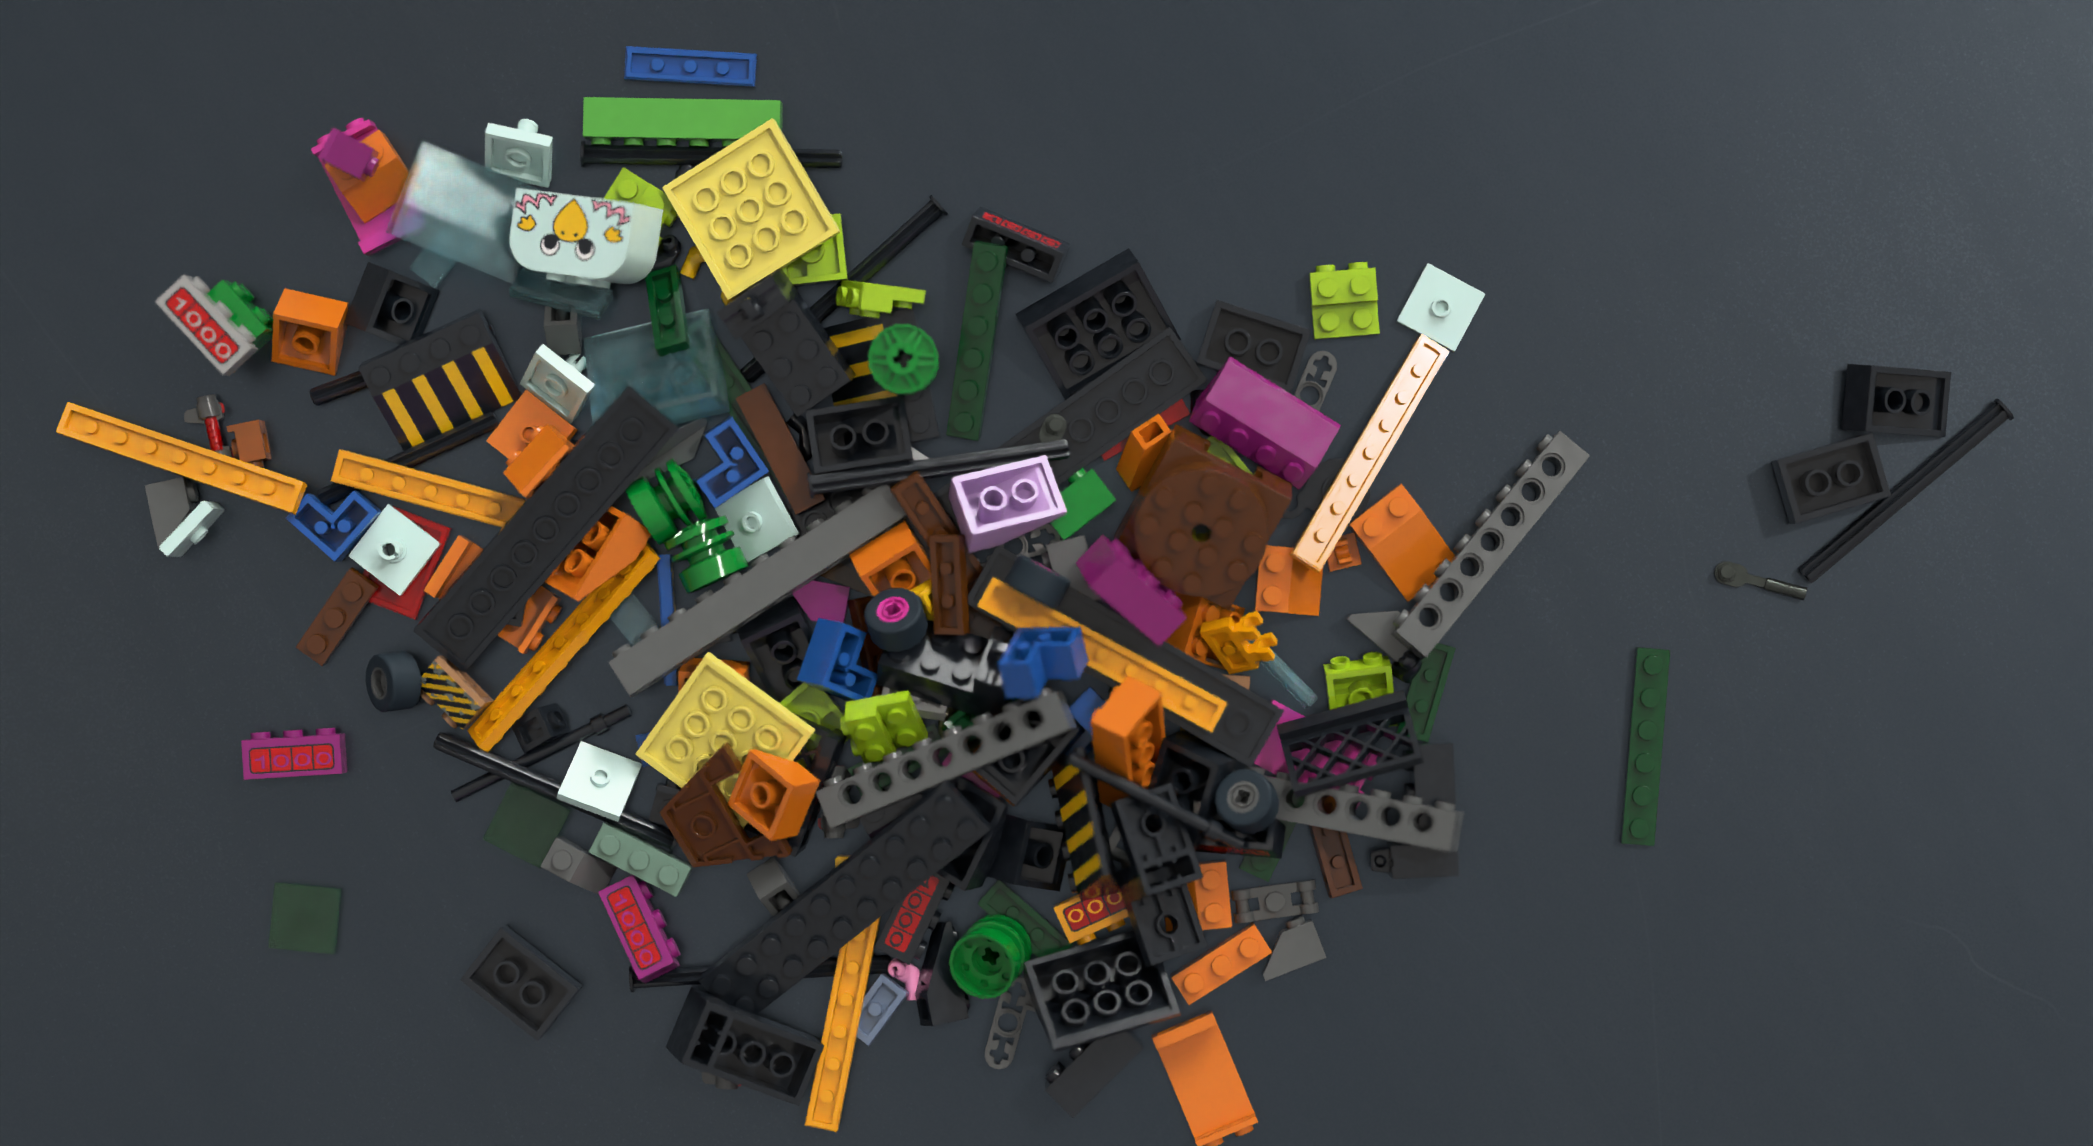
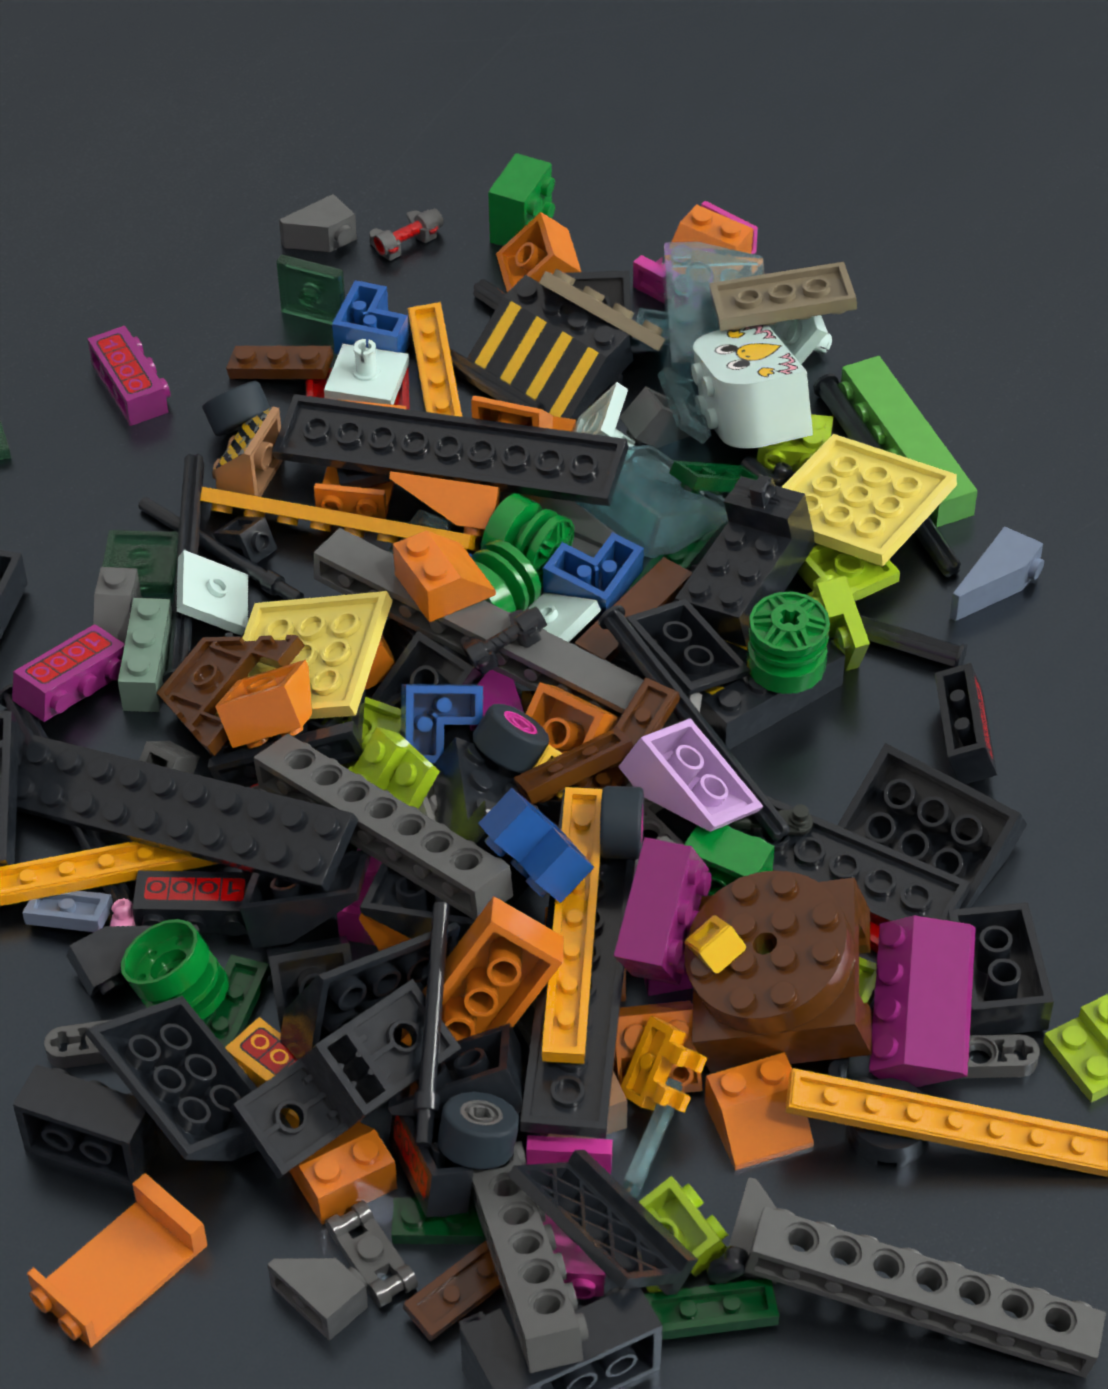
camera: 65 degrees right, 40 degrees down
(181, 458) = (372, 210): light orange plate -> none
(192, 529) = (310, 233): light aqua plate -> none
(207, 324) = (503, 155): light grey brick -> none
(250, 442) = (412, 256): dark orange brick -> none
(270, 558) = (310, 289): none -> clear green plate
(349, 155) = (717, 190): magenta slope -> none
(429, 316) = (592, 302): none -> dark tan plate
(507, 162) = (782, 296): none -> dark tan plate
(690, 66) = (961, 435): blue tile -> none
(710, 603) = (439, 574): none -> orange slope
(795, 561) = (524, 628): none -> black piece
(864, 119) = (998, 573): none -> sand blue slope
(977, 340) = (847, 725): dark green plate -> none
(1184, 569) = (715, 944): none -> yellow slope
(1220, 963) = (266, 1215): orange brick -> none
(1344, 553) = (822, 1159): orange tile -> none
(1402, 541) = (880, 1192): orange slope -> none

